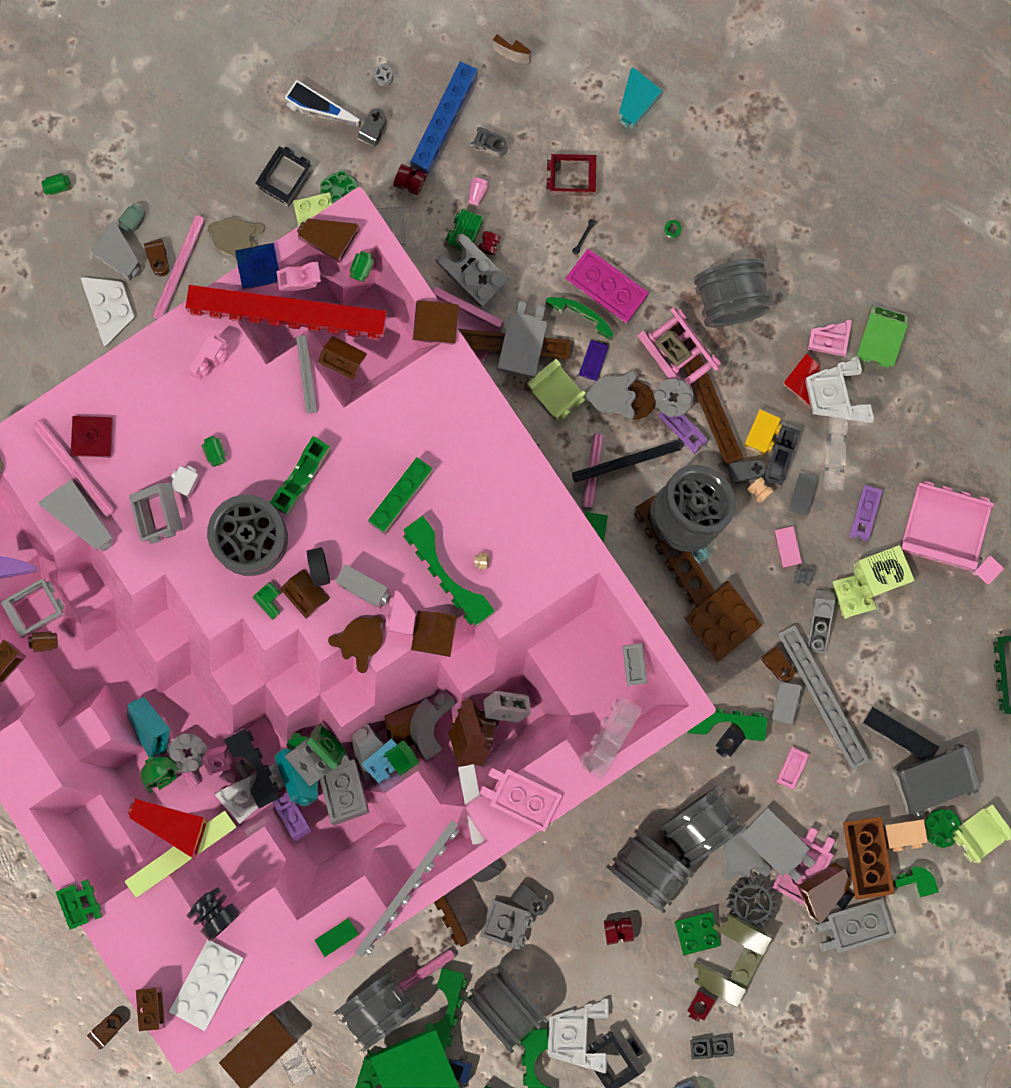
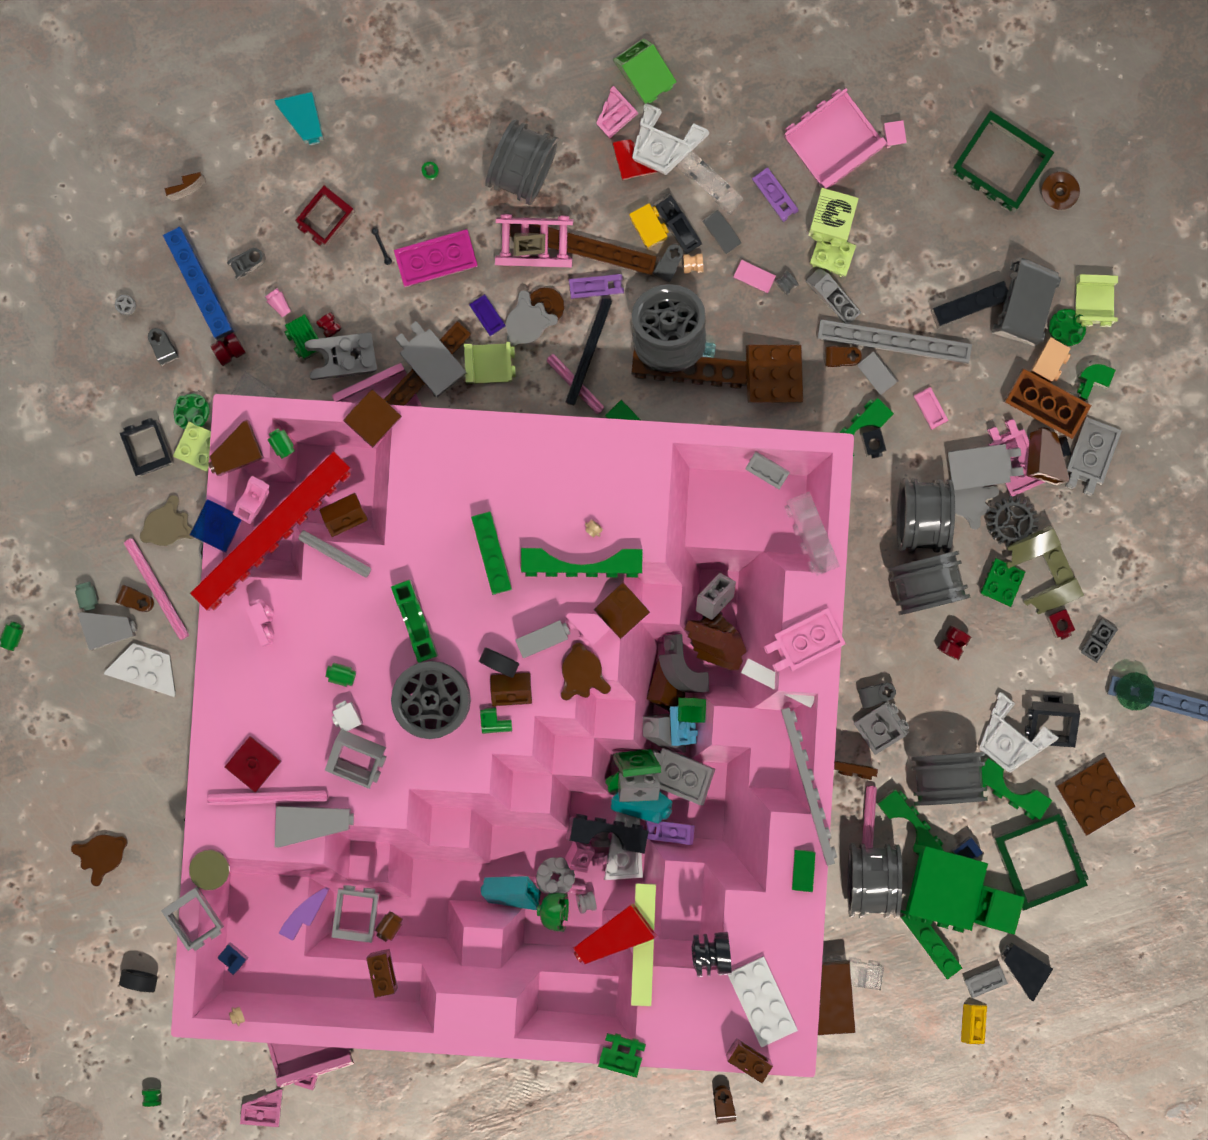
camera: 55 degrees left, 5 degrees up
(185, 793) = (586, 902): none -> light grey wheel
(310, 102) = (103, 380): slope -> none
(560, 303) = (421, 307): green slope -> none
(684, 399) = (564, 284): light grey plate -> none

